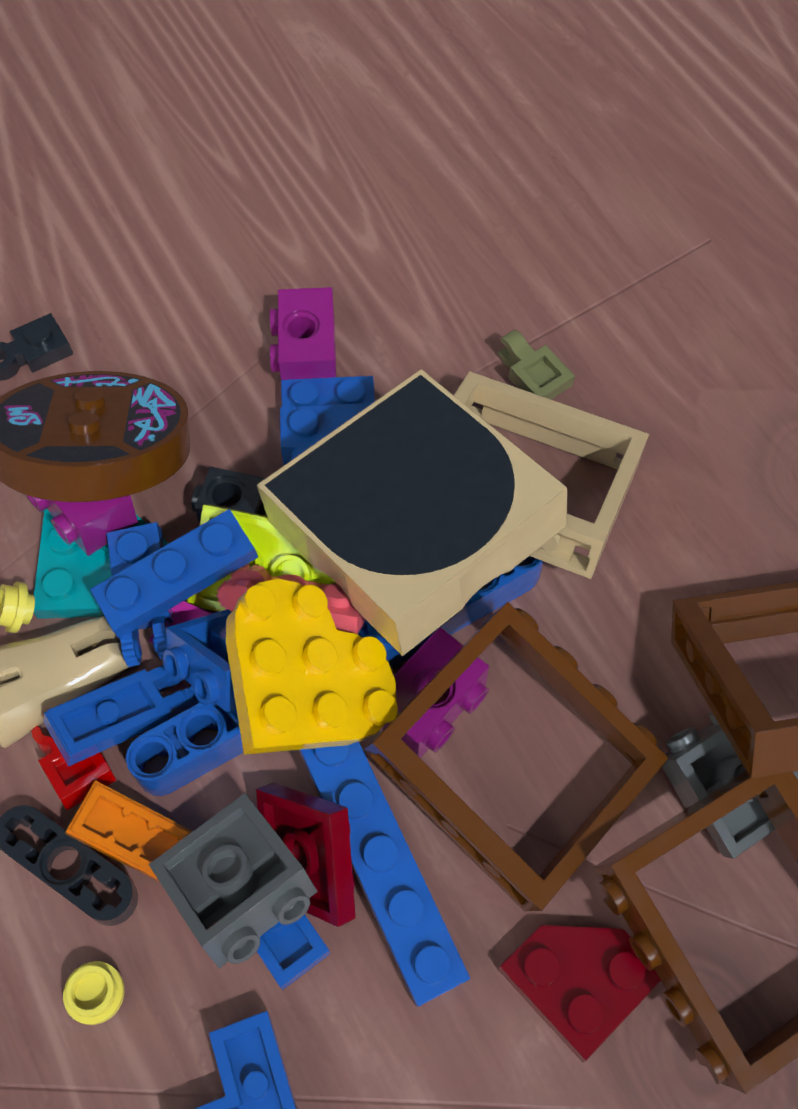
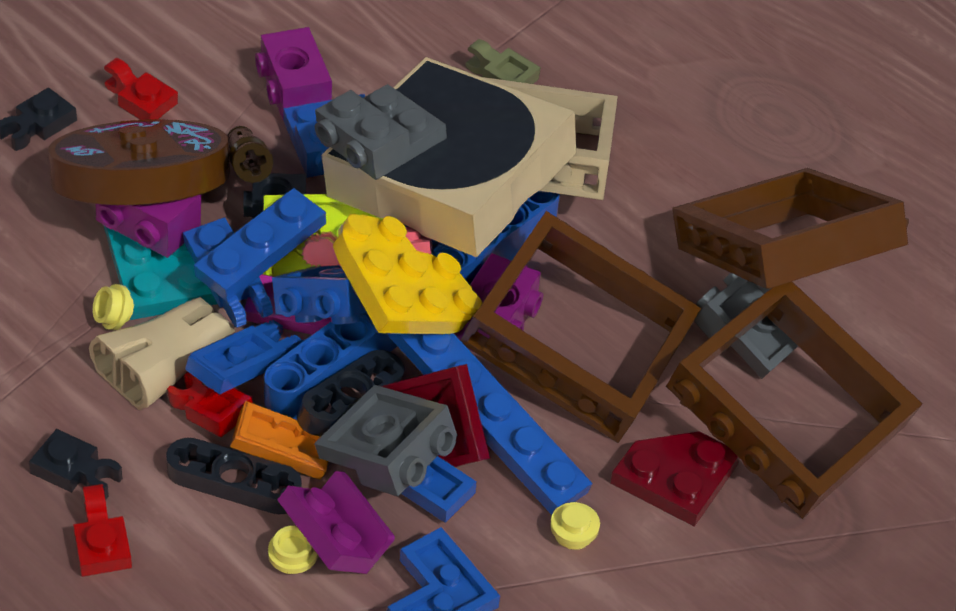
camera: 20 degrees left, 15 degrees down
(143, 338) = (141, 96): none -> red plate
(145, 978) = (338, 523): none -> magenta bracket
(184, 790) = (357, 375): none -> black beam
(206, 446) = (255, 148): none -> dark brown pin
(325, 469) = (377, 130): none -> dark grey plate
(433, 1035) = (575, 525): none -> light yellow plate

